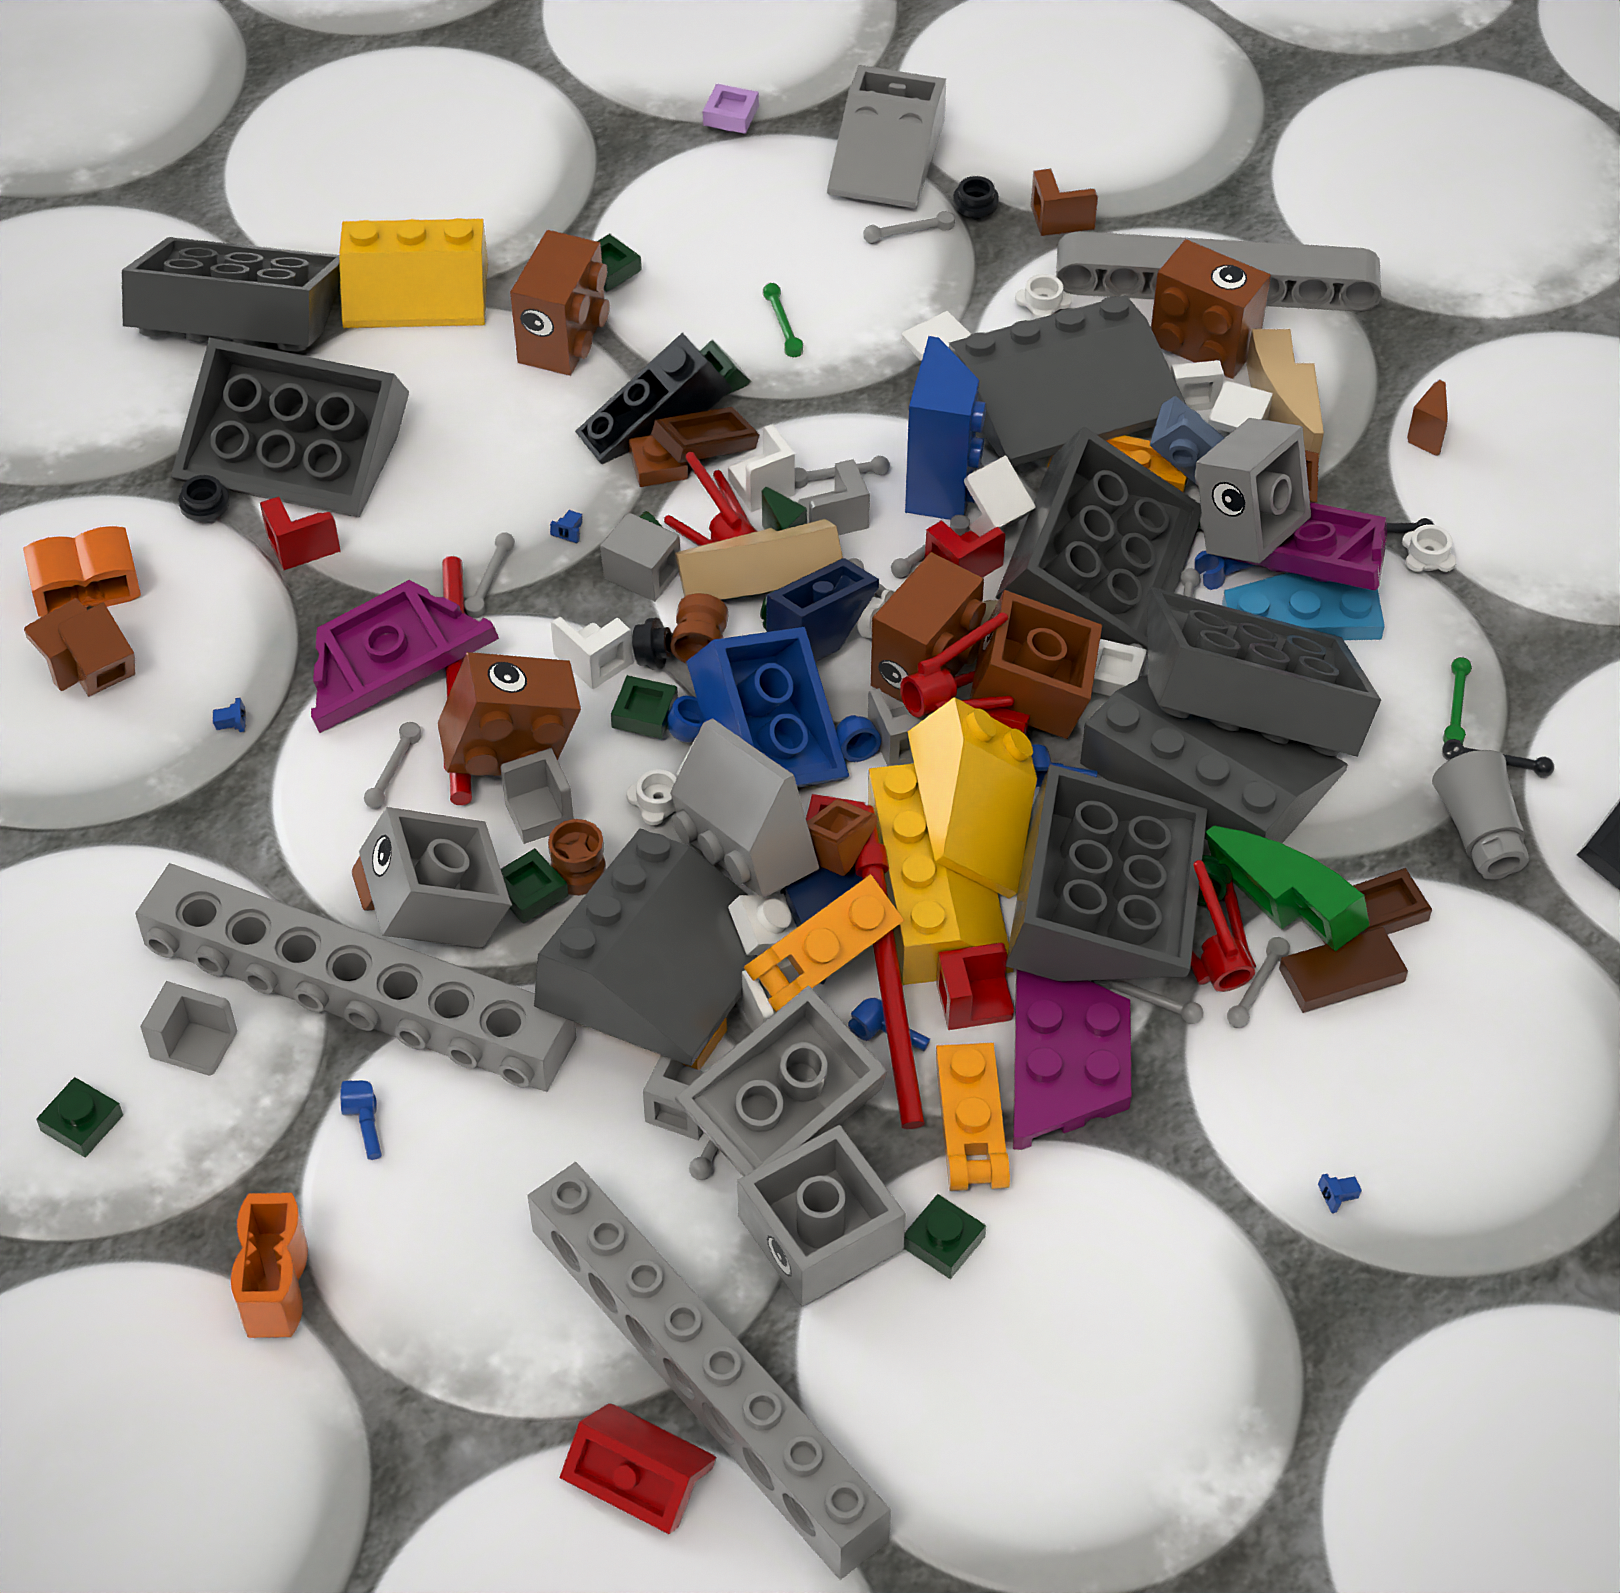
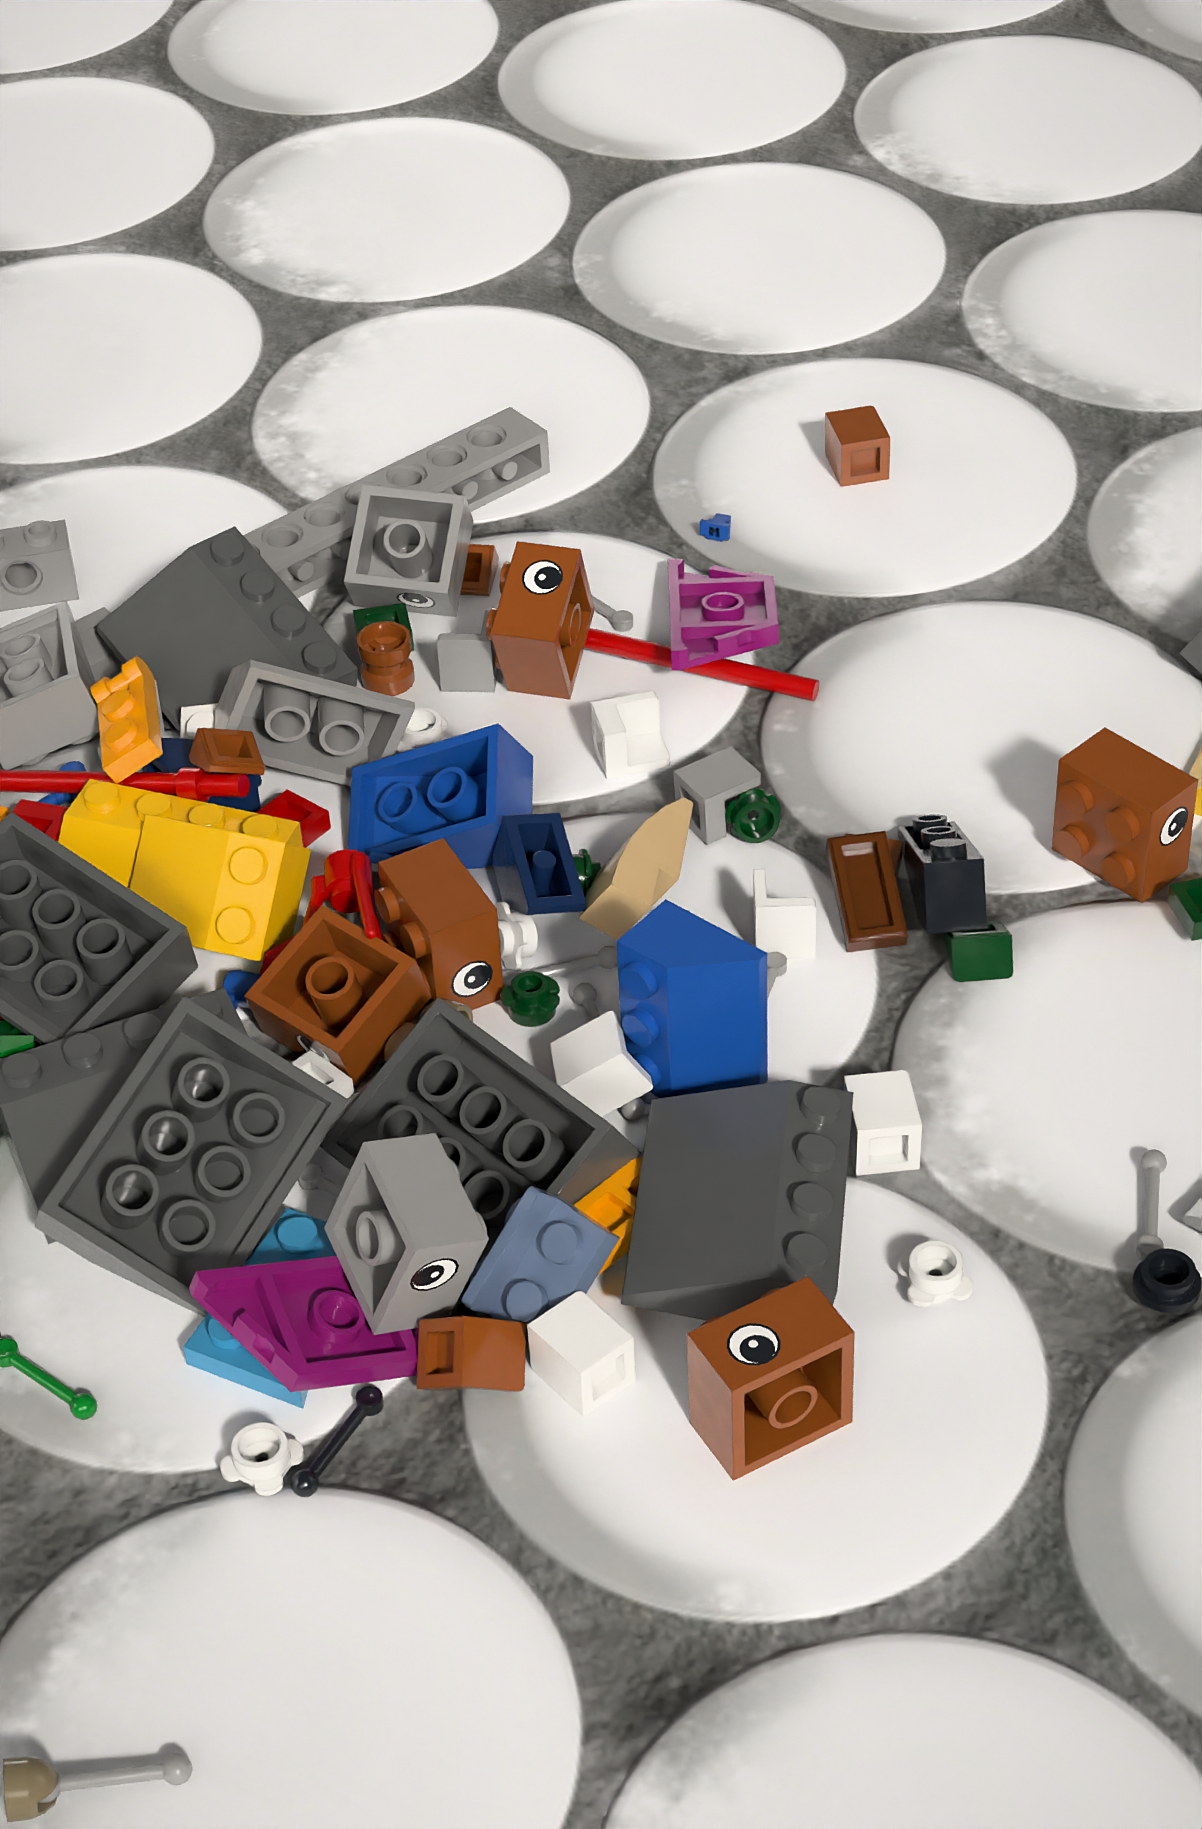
camera: 120 degrees right, 10 degrees down
(79, 1117) = (370, 384): dark green plate -> none
(88, 567) = (948, 468): orange brick -> none
(98, 649) = (832, 451): dark orange panel -> none
(189, 1028) = (405, 432): light grey panel -> none
(203, 498) = (1003, 557): black plate -> none
(269, 1265) = (142, 415): orange brick -> none
(290, 426) = (1068, 621): dark grey slope -> none
(301, 539) = (915, 596): red panel -> none
(359, 1099) = (253, 507): blue hand -> none
(475, 604) = (752, 695): light grey hinge -> none
(567, 527) = (814, 777): blue piece -> none
(643, 706) = (543, 743): dark green plate -> none
(652, 643) = (600, 773): black plate -> none
(698, 621) = (596, 808): dark orange wheel -> none
(725, 525) = (712, 866): red plant -> none
(780, 511) = (702, 896): dark green slope -> none
(793, 346) = (990, 1030): green hinge -> none
(969, 551) = (549, 1016): red panel -> none
(1061, 211) = (1104, 1358): dark orange panel -> none
(1199, 383) = (668, 1339): white plate -> none
(1293, 384) = (598, 1427): tan slope -> none
(1299, 272) = (864, 1477): light grey beam -> none
(1430, 419) = (452, 1560): dark orange slope -> none

